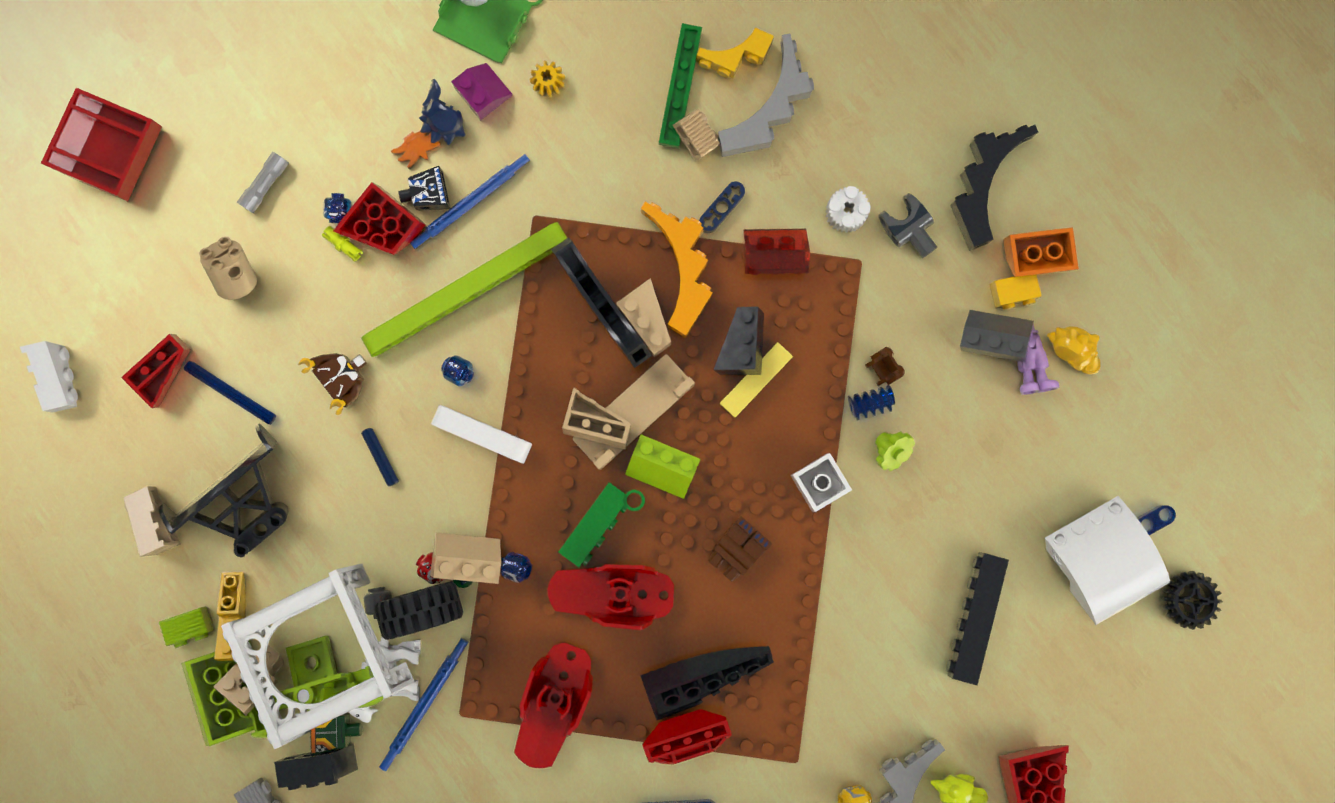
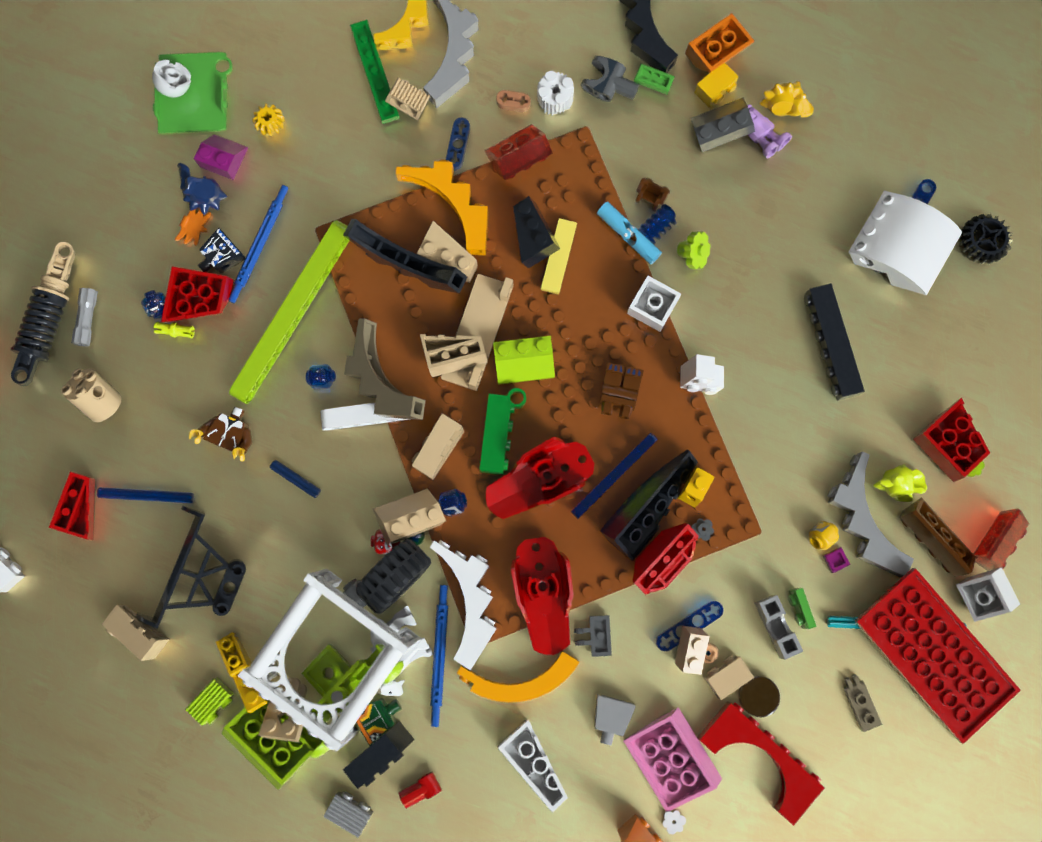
camera: 25 degrees left, 5 degrees down
(223, 161) = (42, 312): none -> black piece
(483, 783) = (522, 691): none -> light orange arch
(487, 673) = (477, 630): none -> white arch
(504, 409) = (374, 383): none -> dark tan arch
(530, 505) = (437, 446): none -> tan wedge
(585, 773) = (599, 636): none -> dark grey hinge
(686, 629) = (613, 476): none -> clear blue beam
(742, 722) = (707, 524): none -> dark grey plant
(759, 685) = (696, 487): none -> yellow torso
(799, 197) = (513, 101): none -> nougat beam
(827, 580) = (702, 375): none -> white brick
(836, 389) = (622, 226): none -> medium azure piece
(956, 249) = (654, 79): none -> bright green plate

